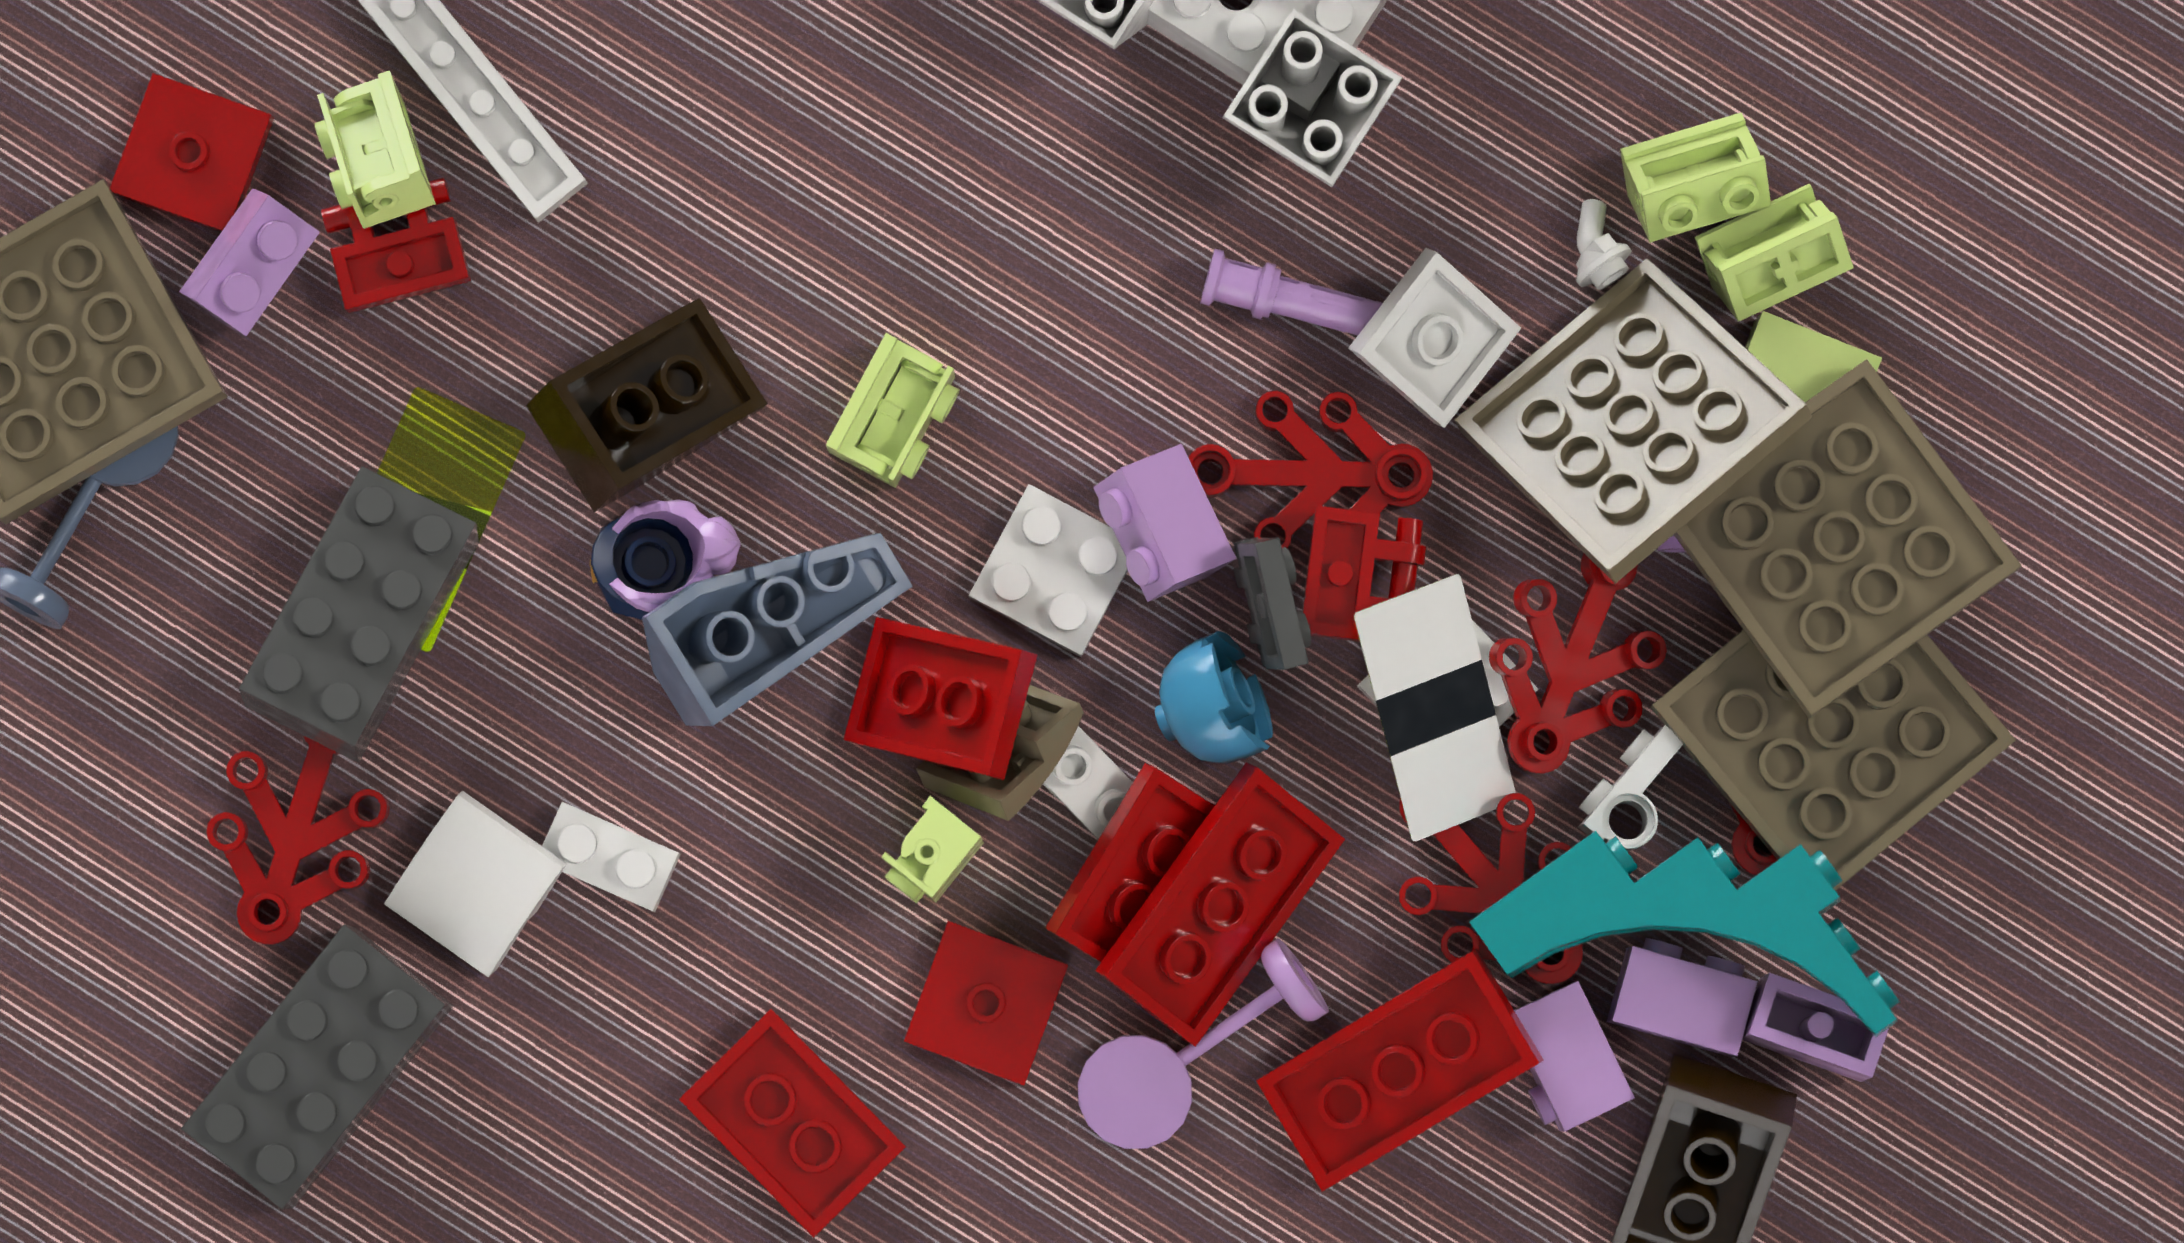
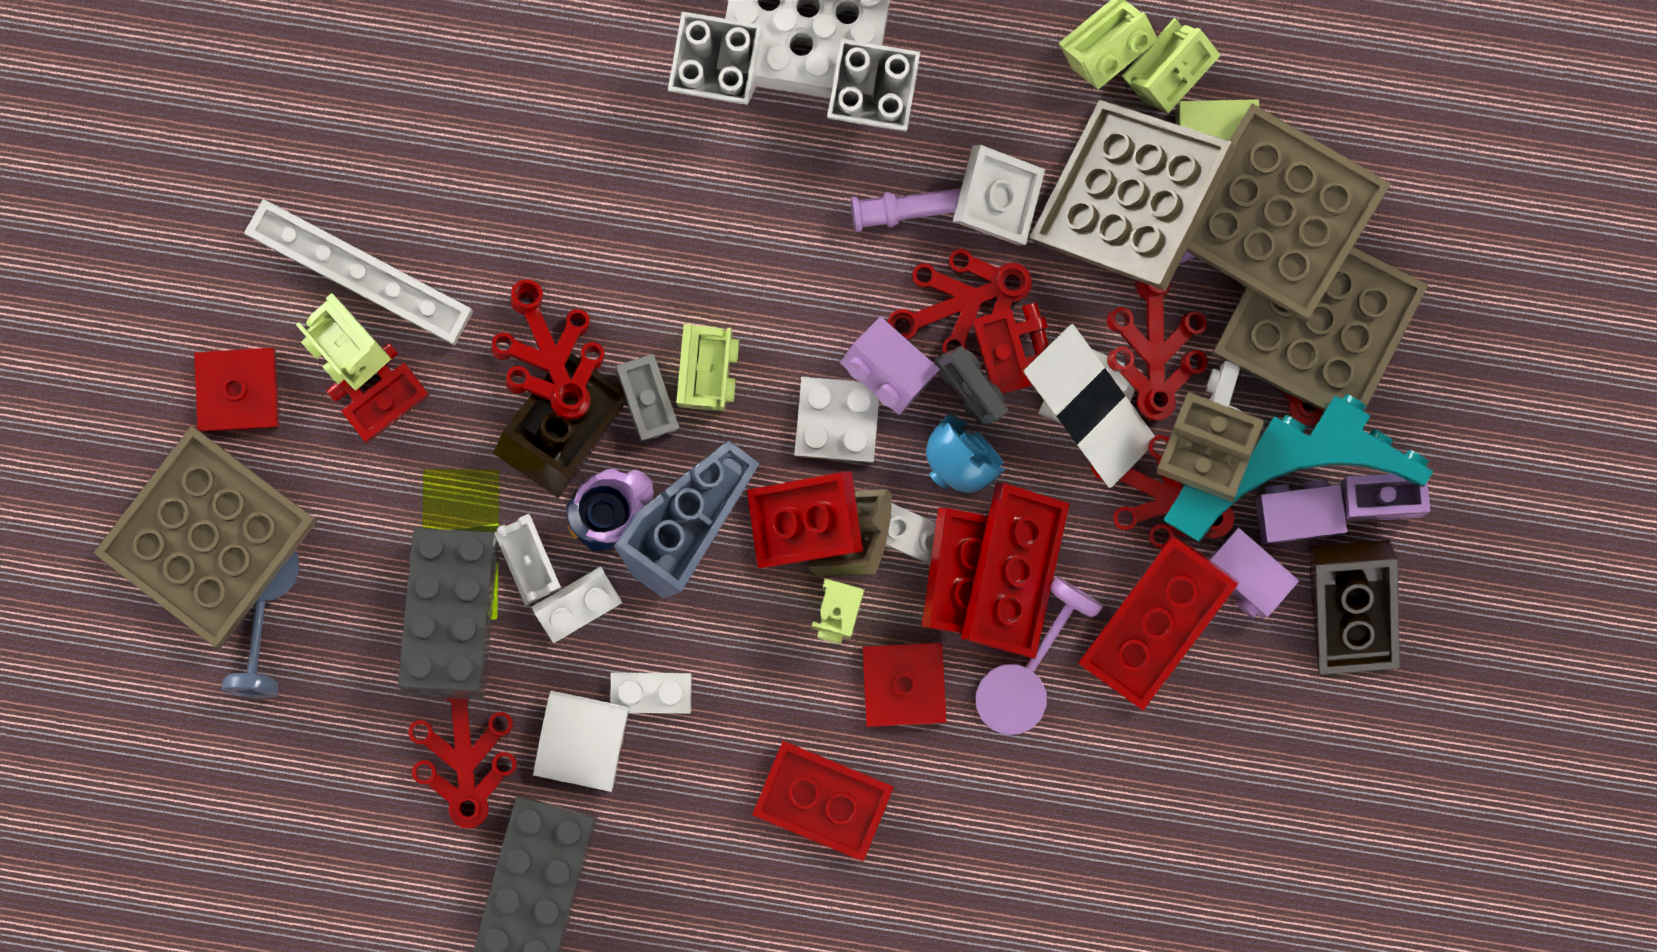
camera: 25 degrees left, 0 degrees up
(249, 261) = (297, 437): lavender brick -> none
(511, 585) = (527, 560): none -> white hinge
(554, 680) = (576, 604): none -> white plate
(669, 298) = (549, 356): none -> red plant
(787, 419) = (647, 398): none -> light grey plate
(1583, 842) = (1210, 447): none -> dark tan slope
(1601, 256) = (1072, 109): white plate -> none

